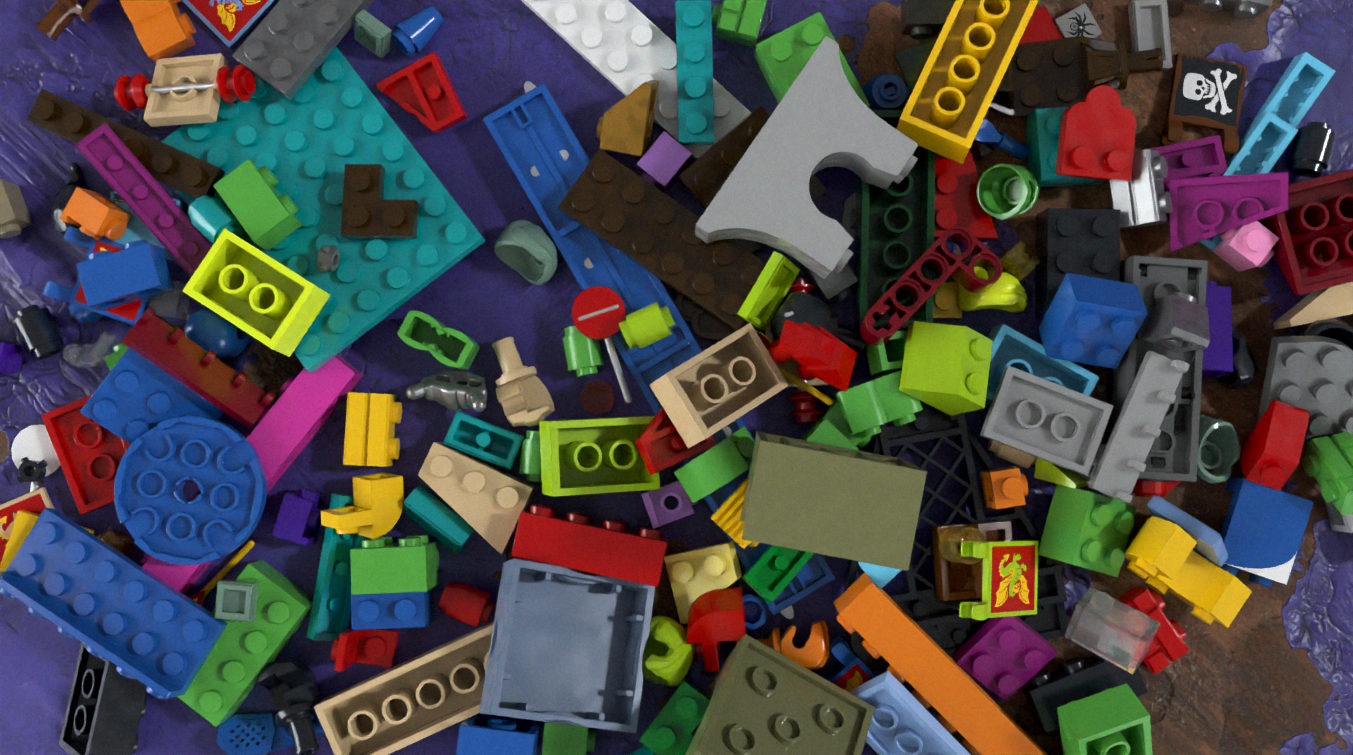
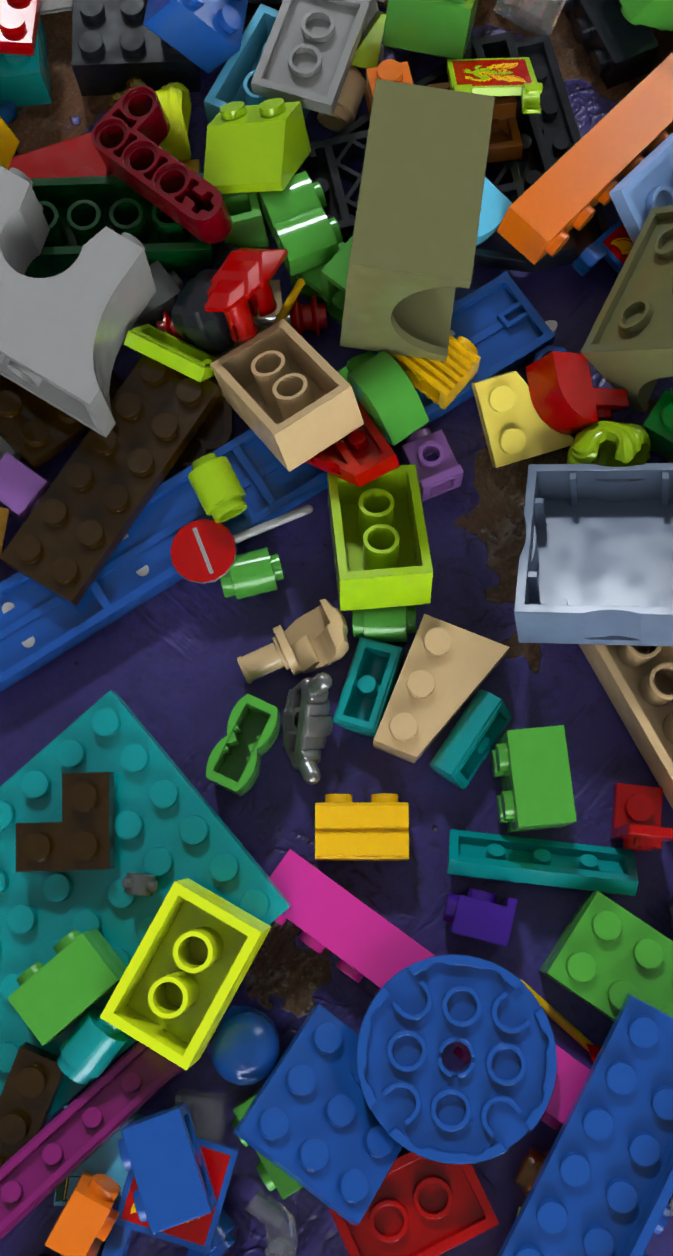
camera: 85 degrees left, 10 degrees down
(197, 368) = (290, 1057): dark red hinge -> none
(236, 600) = (597, 981): sand green tile -> none
(375, 506) = (460, 816): yellow brick -> none
(391, 610) = (592, 788): blue brick -> none
(466, 603) = (573, 695): red brick -> none
(527, 251) = (130, 644): sand green hair -> none
(590, 545) = (491, 540): red brick -> none
(597, 397) = (308, 554): clear red tile -> none
(775, 570) = (495, 322): green plate -> none
(812, 654) = (589, 288): orange piece -> none
(1004, 655) = (576, 91): magenta plate -> none
(1007, 190) = (52, 109): bright green helmet -> none

